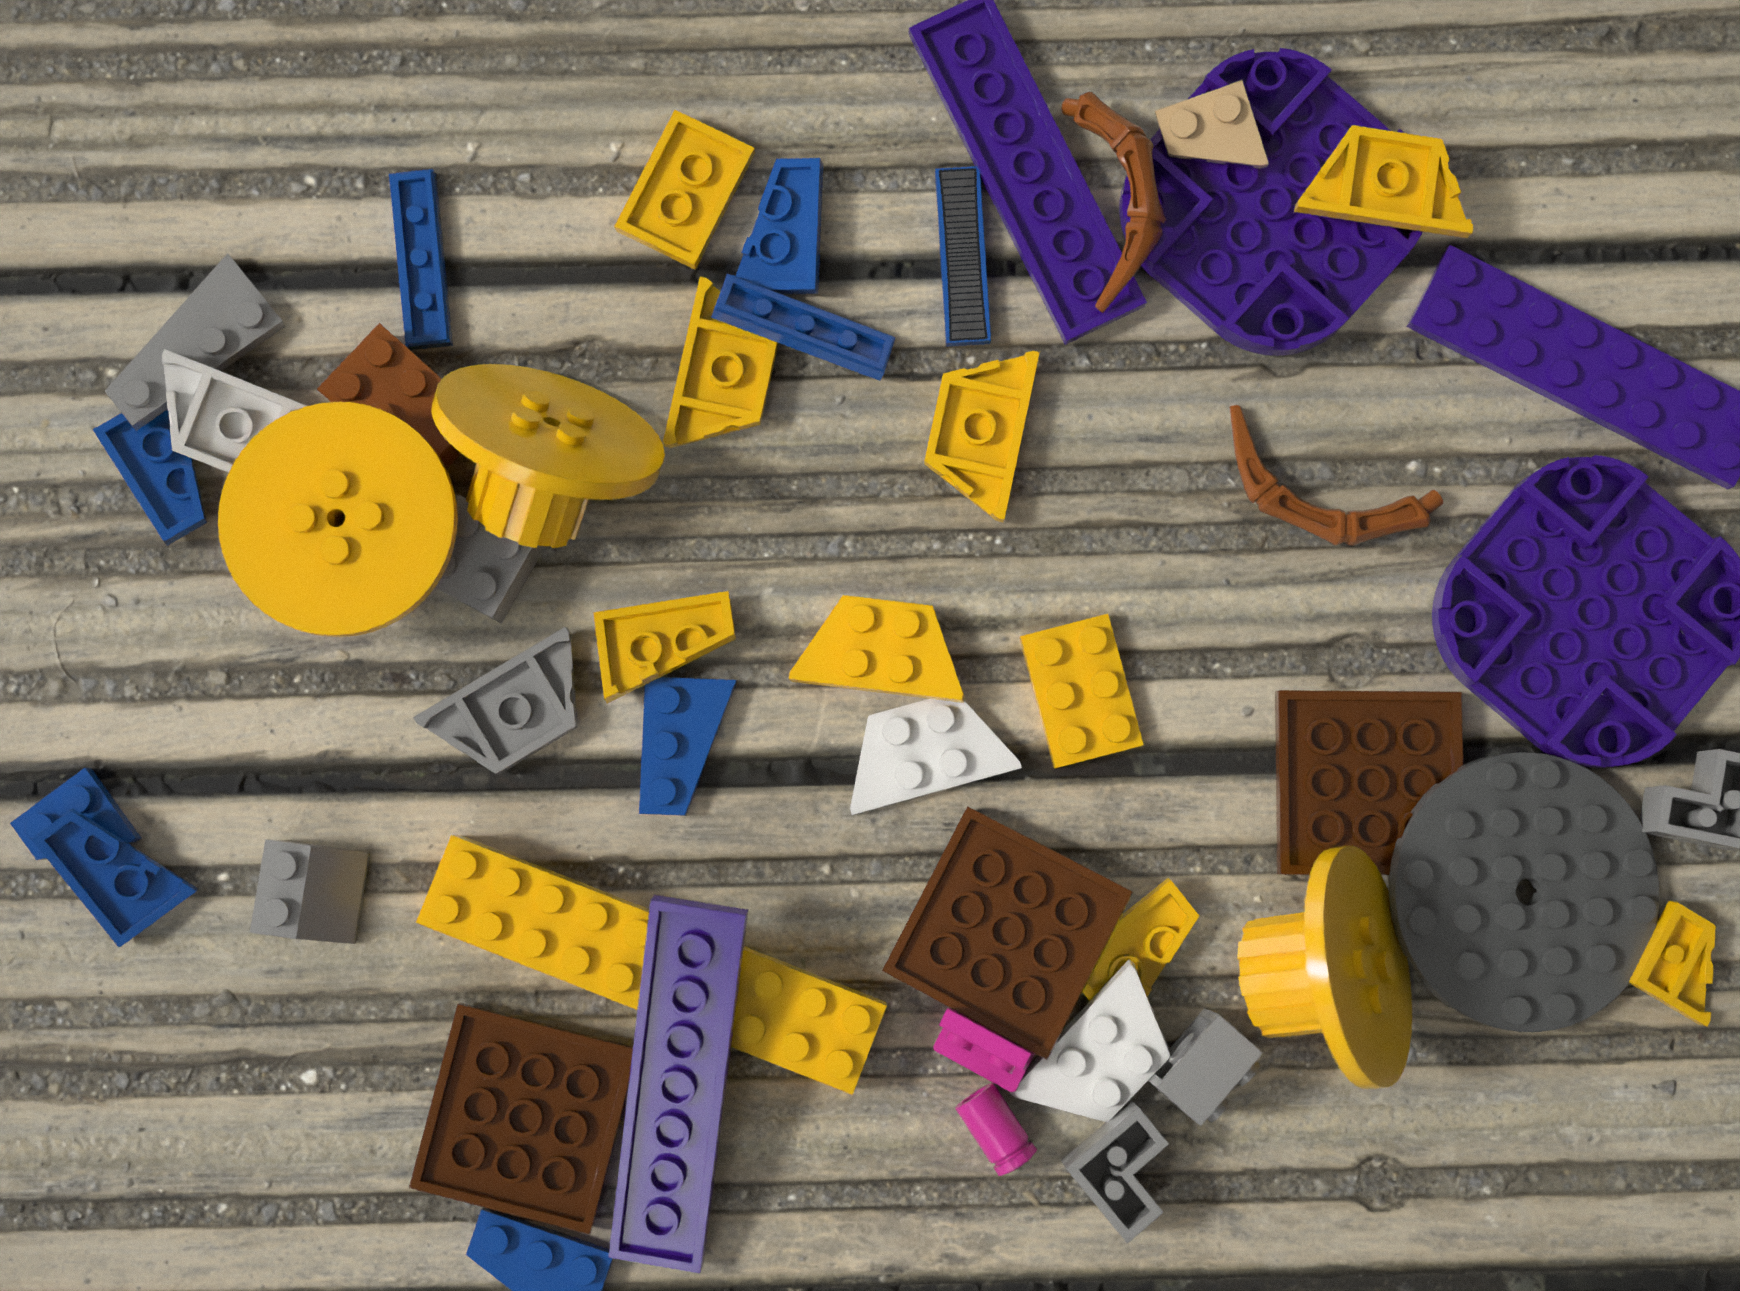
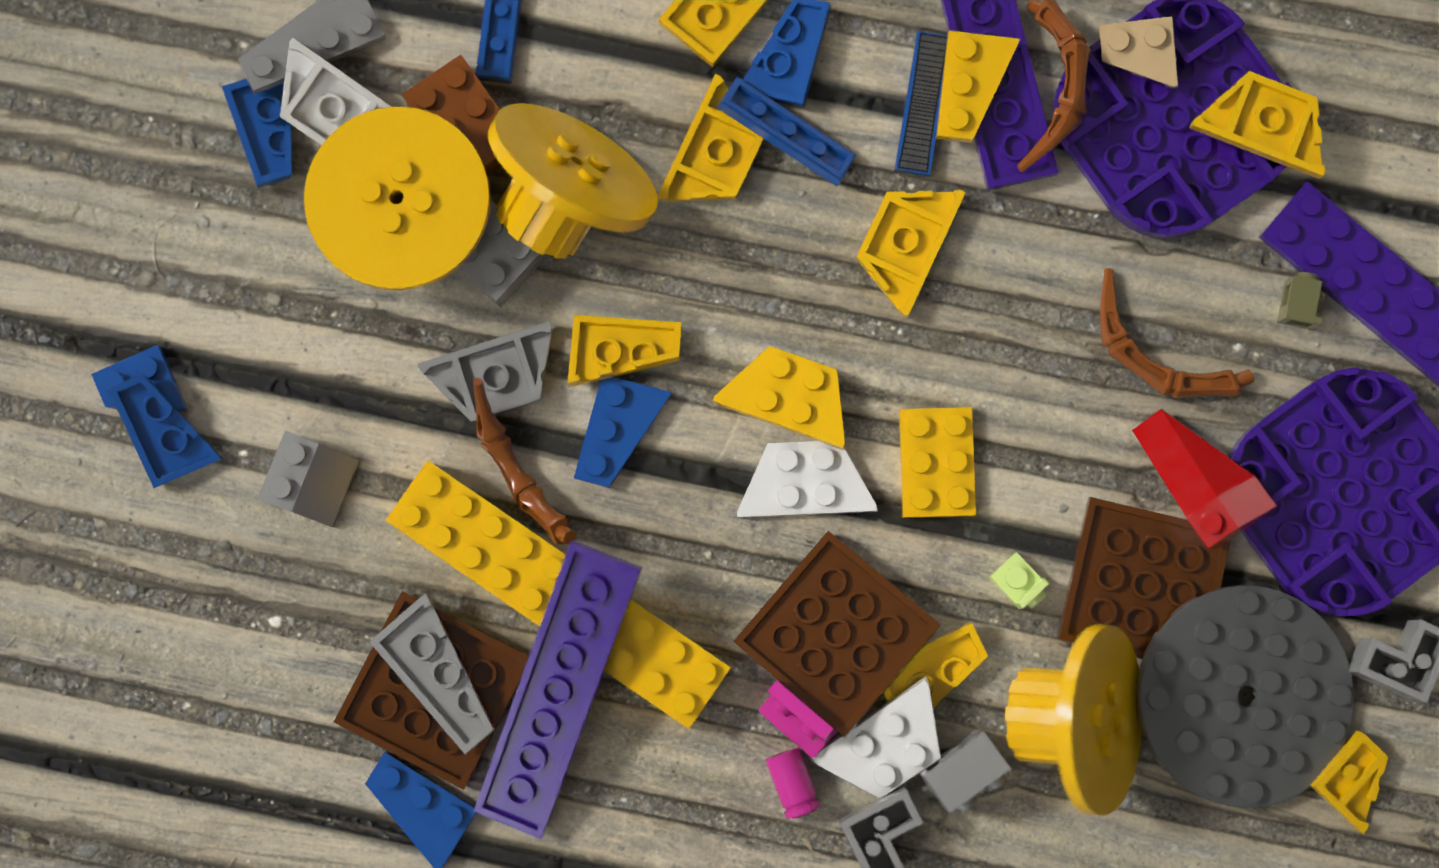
camera: 15 degrees right, 0 degrees up
(515, 1094) = (430, 667): none -> light grey wing
(574, 836) = (520, 484): none -> dark orange animal
(1013, 215) = (970, 79): none -> yellow wing
(1216, 815) = (1019, 582): none -> yellowish green bracket
(1418, 643) = (1206, 484): none -> red wedge
(1478, 392) = (1302, 301): none -> olive brick

